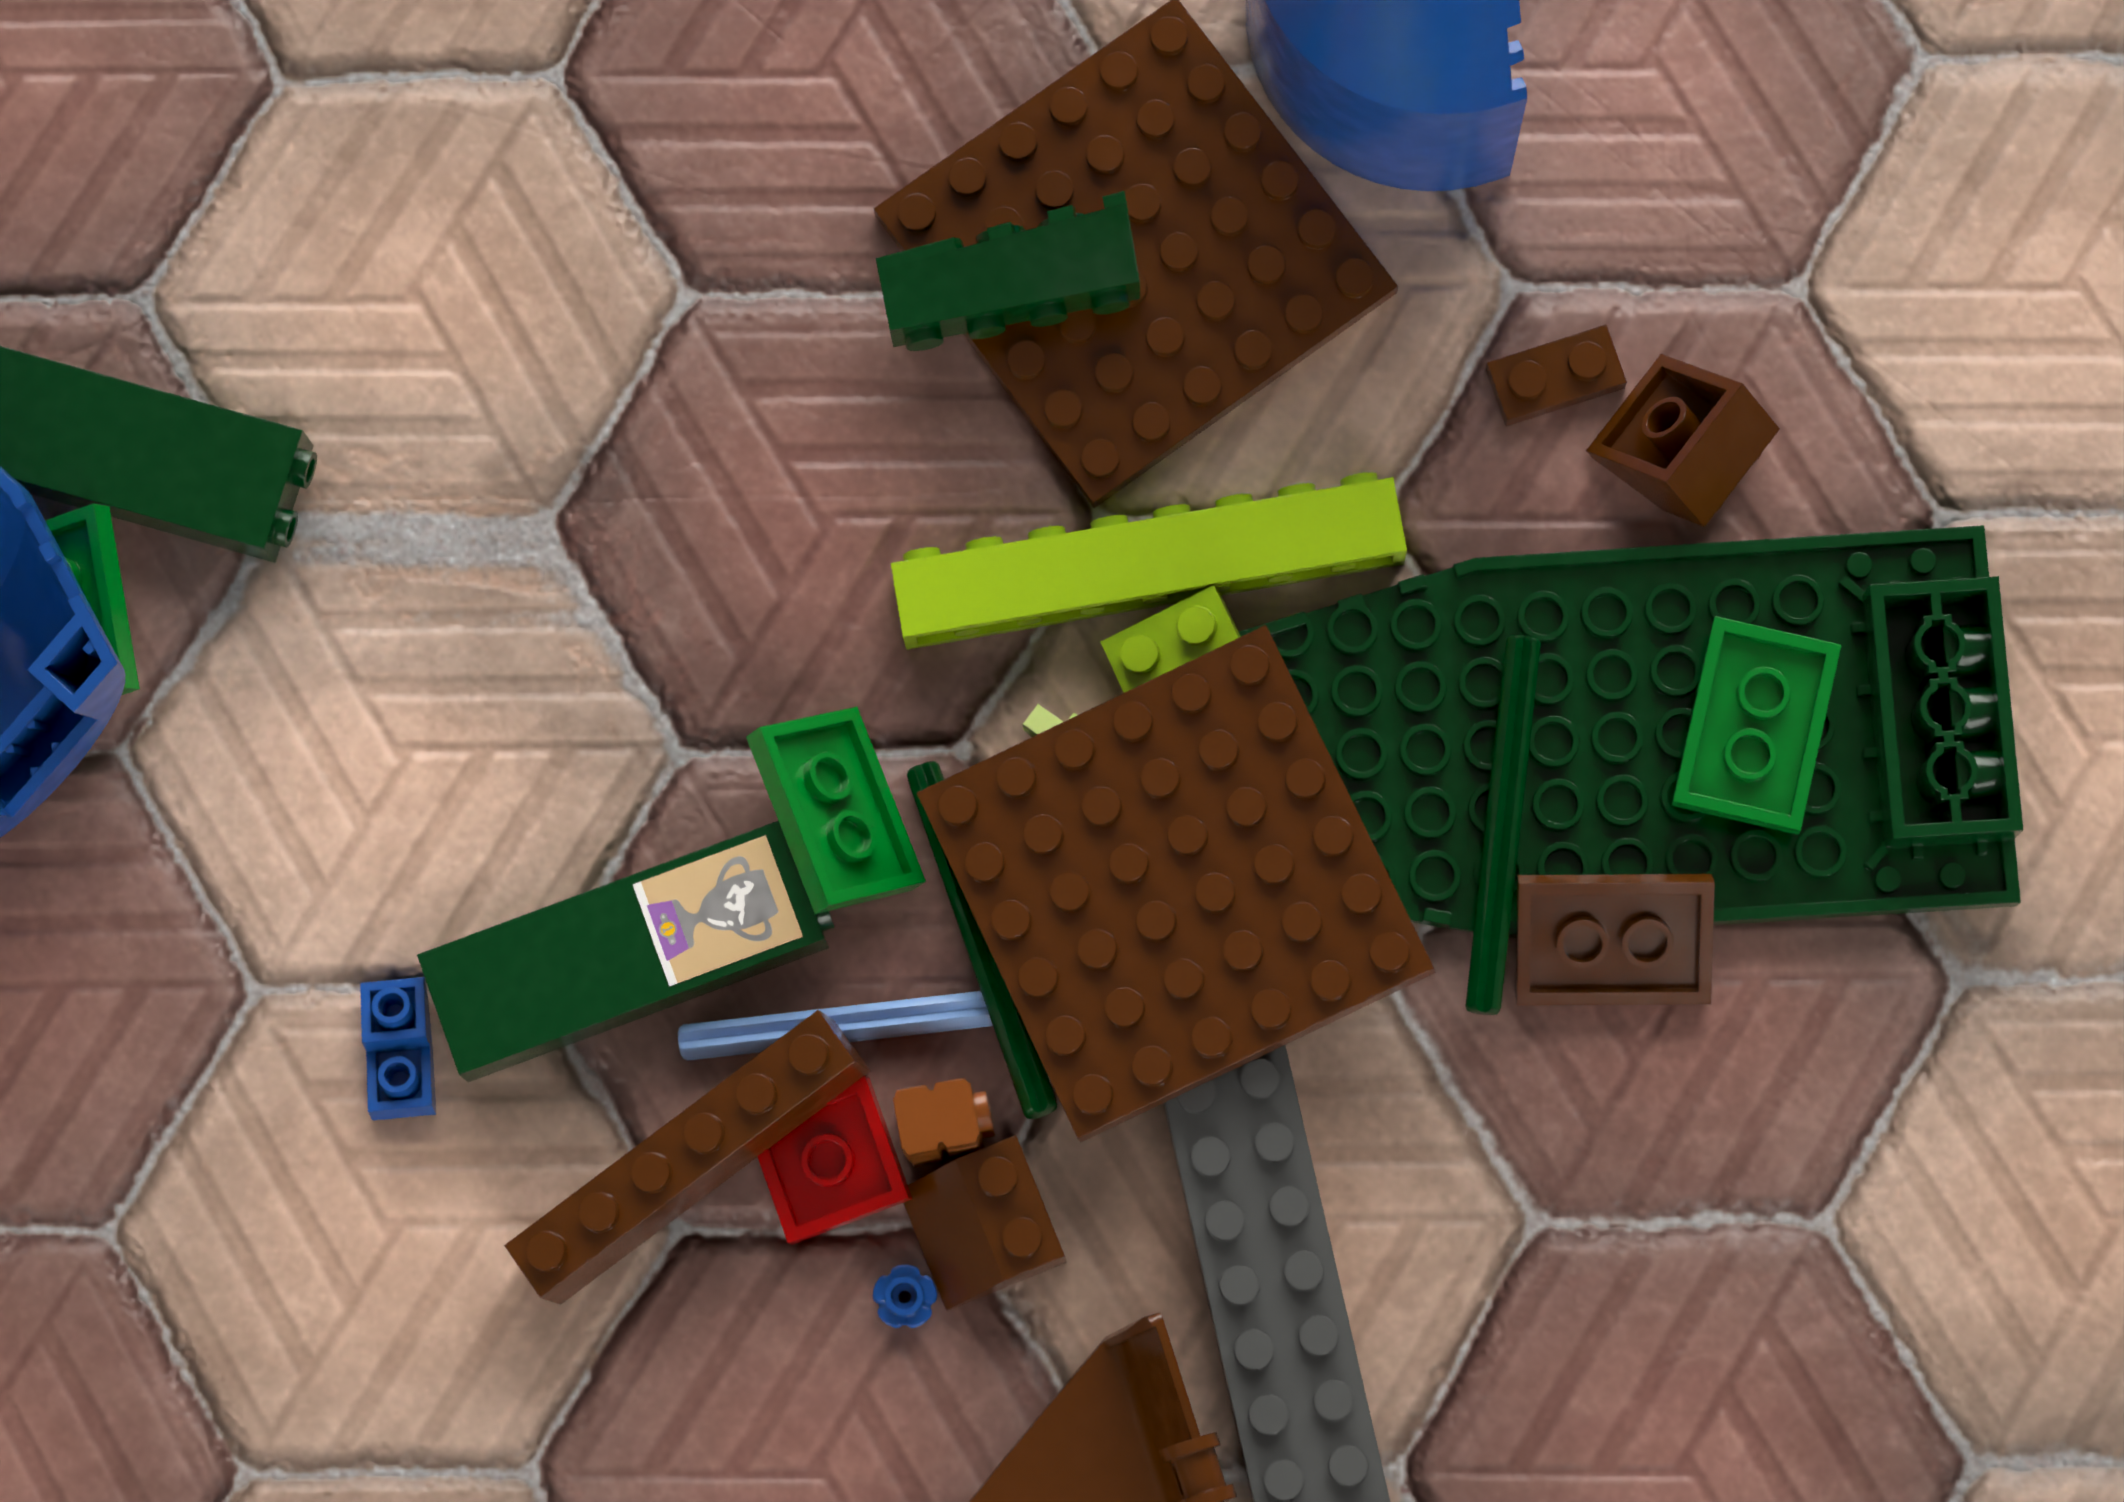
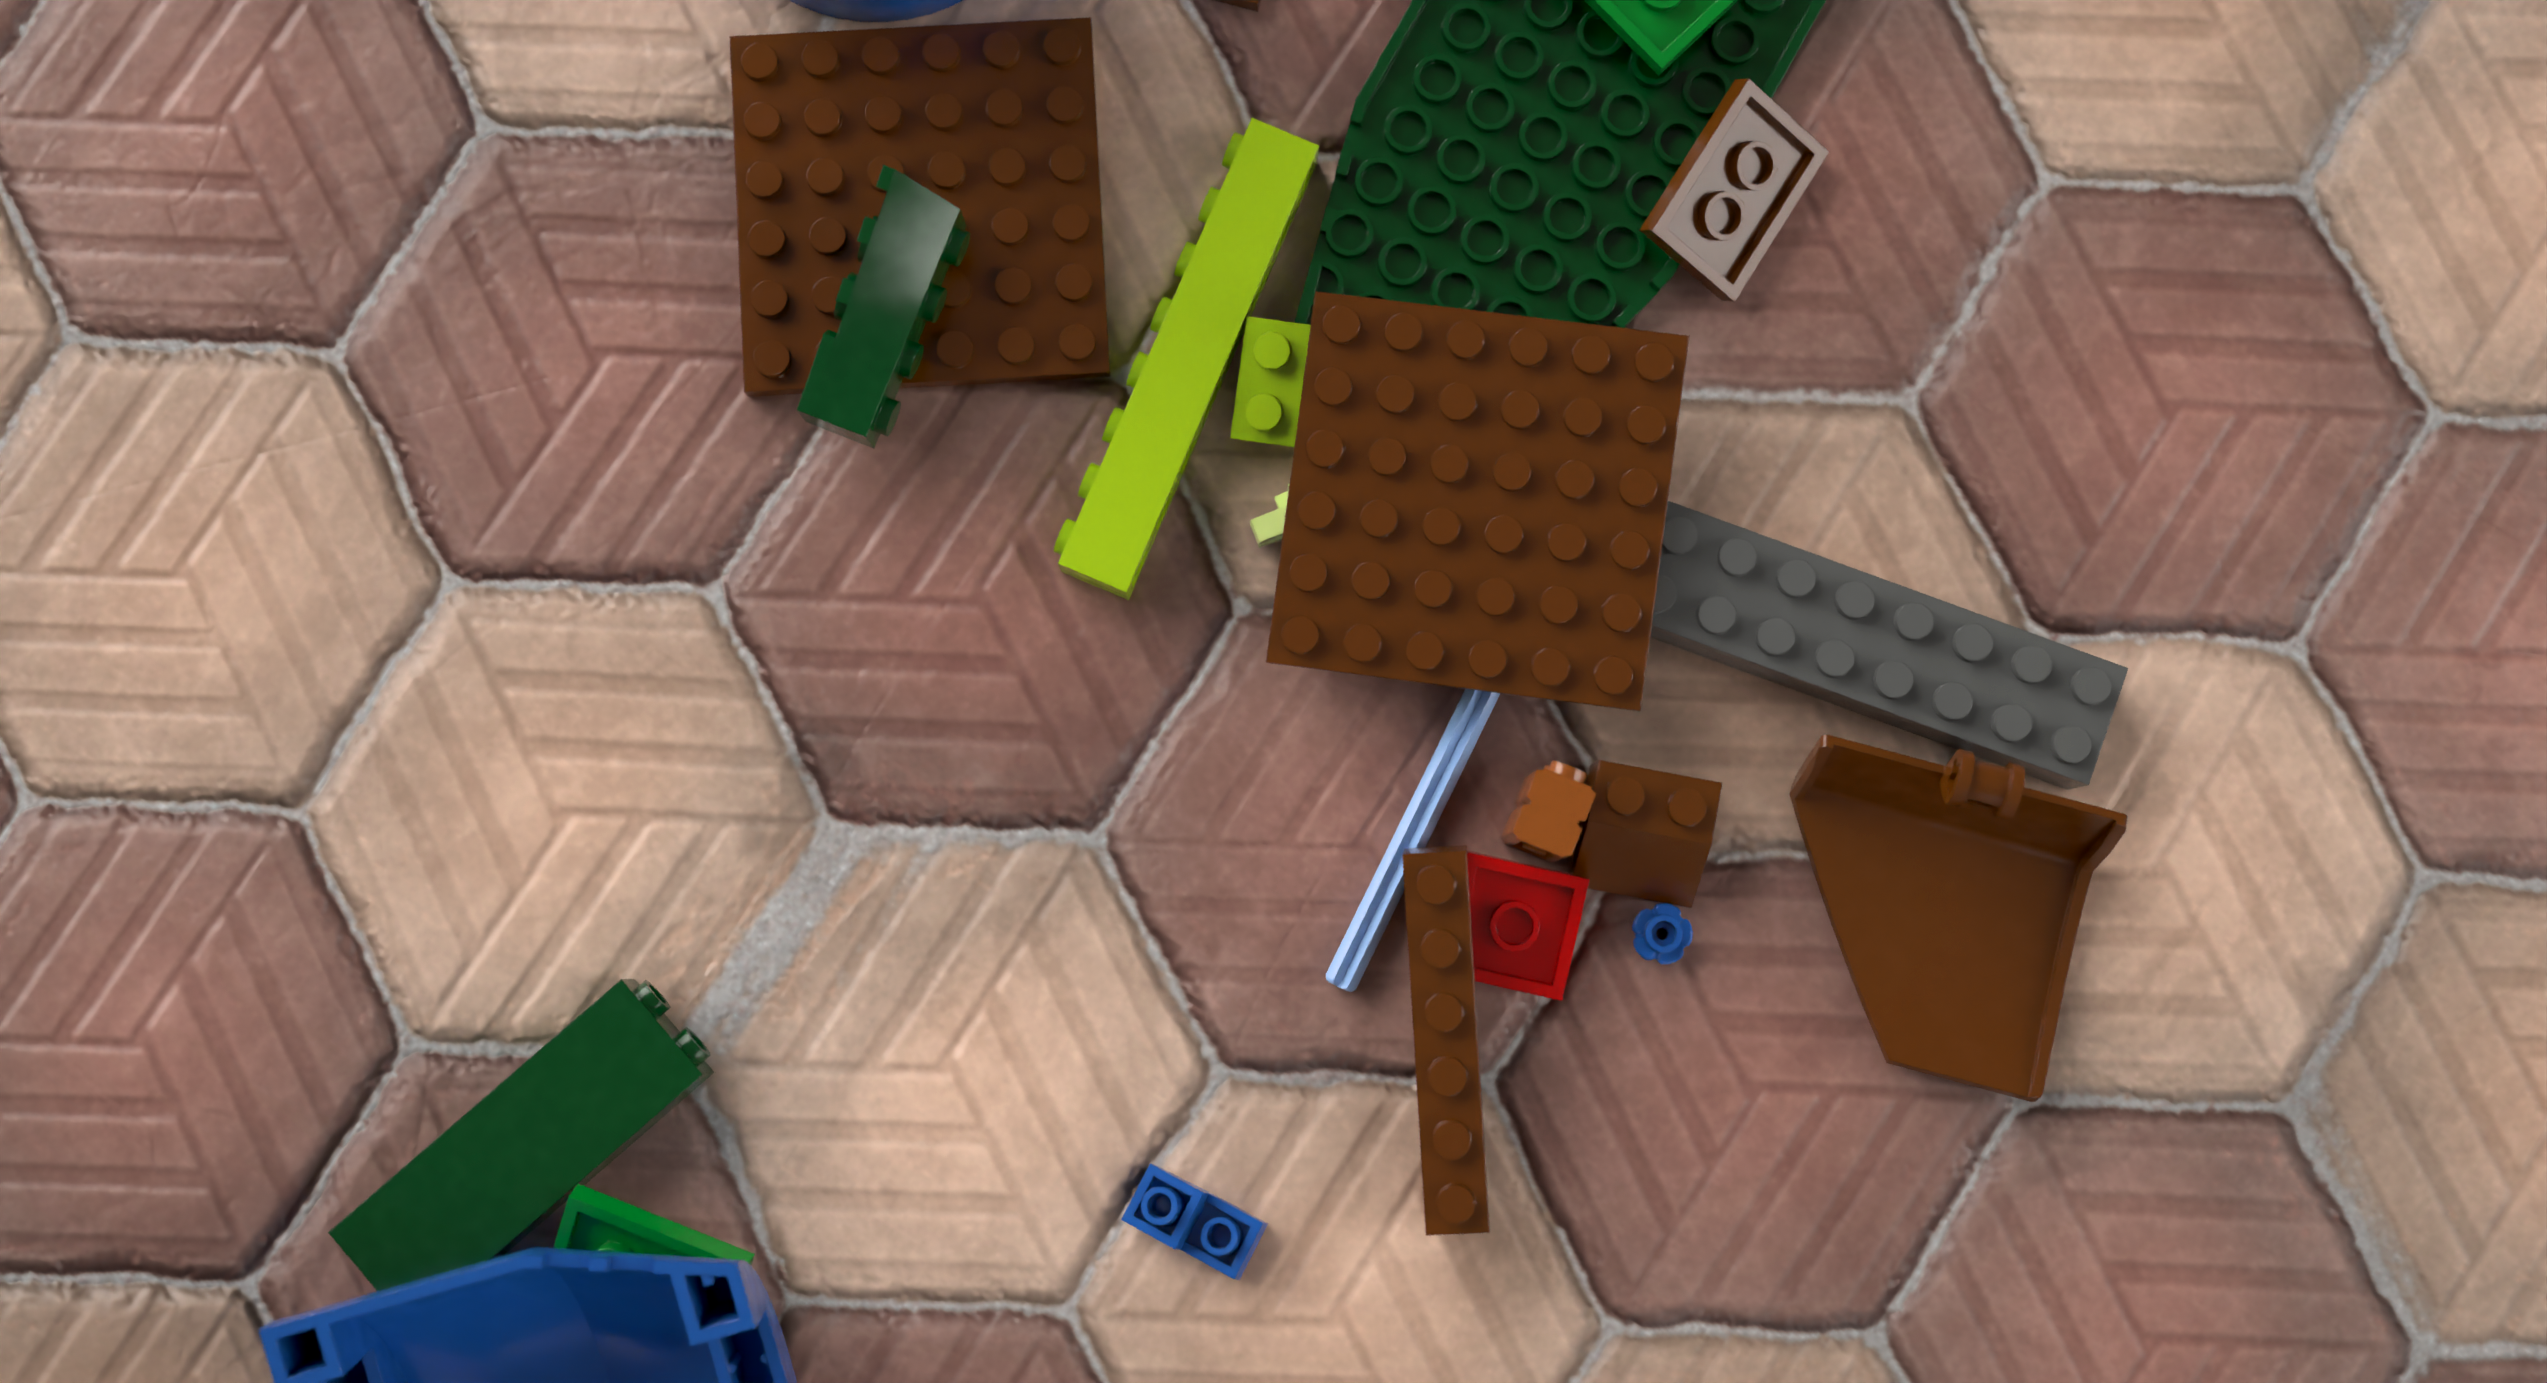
camera: 70 degrees left, 5 degrees up
(622, 952) = (1236, 983): dark green brick -> none
(835, 809) = (1232, 738): green plate -> none
(1019, 1052) = (1512, 711): dark green axle -> none
(1503, 825) = (1590, 215): dark green axle -> none

